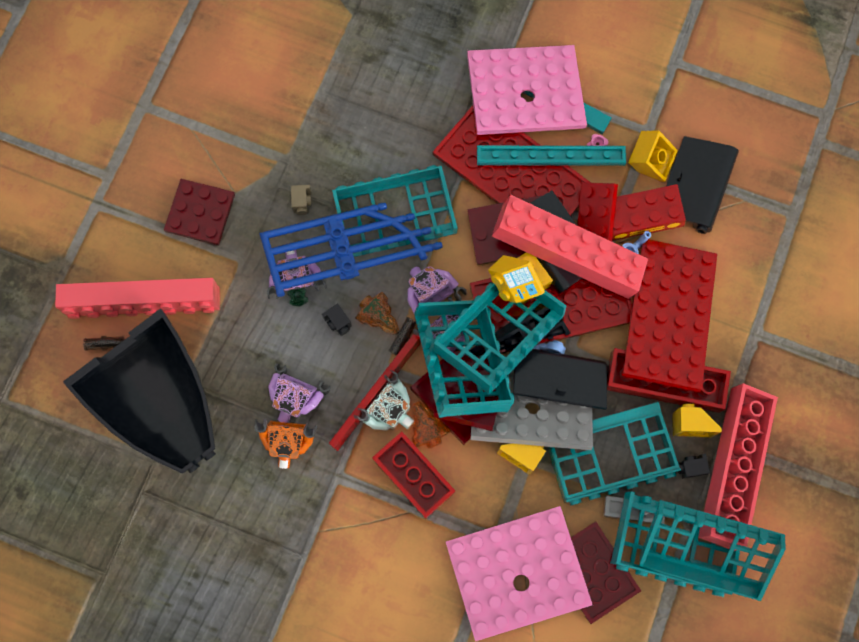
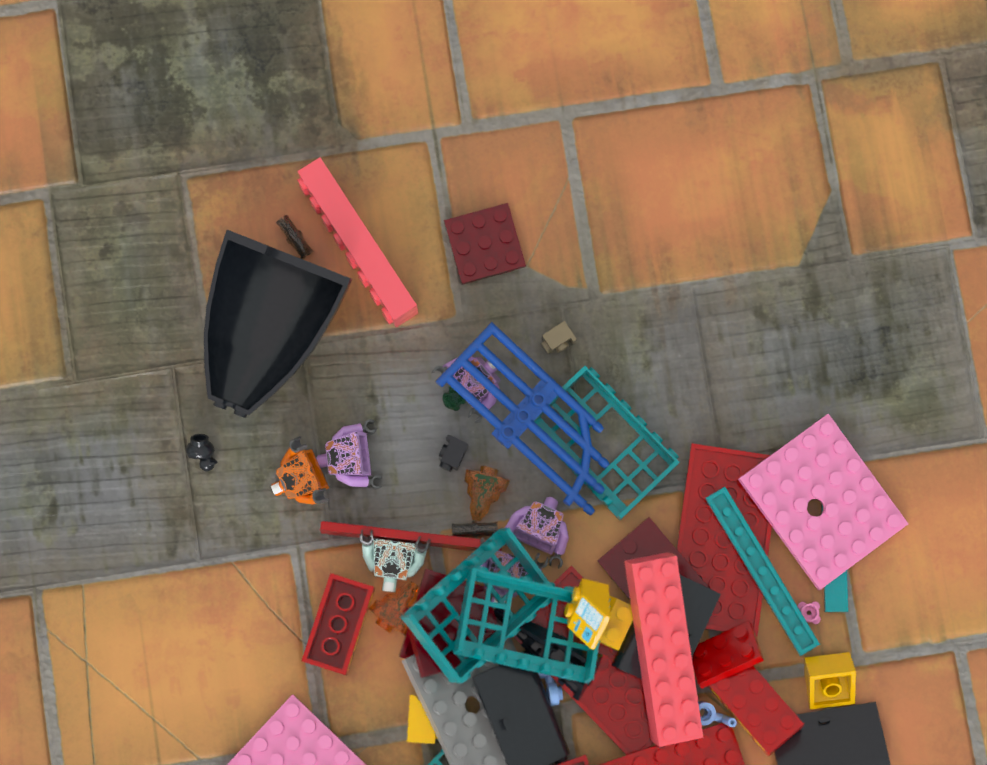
camera: 60 degrees right, 5 degrees up
(219, 503) = (201, 449): none -> black animal

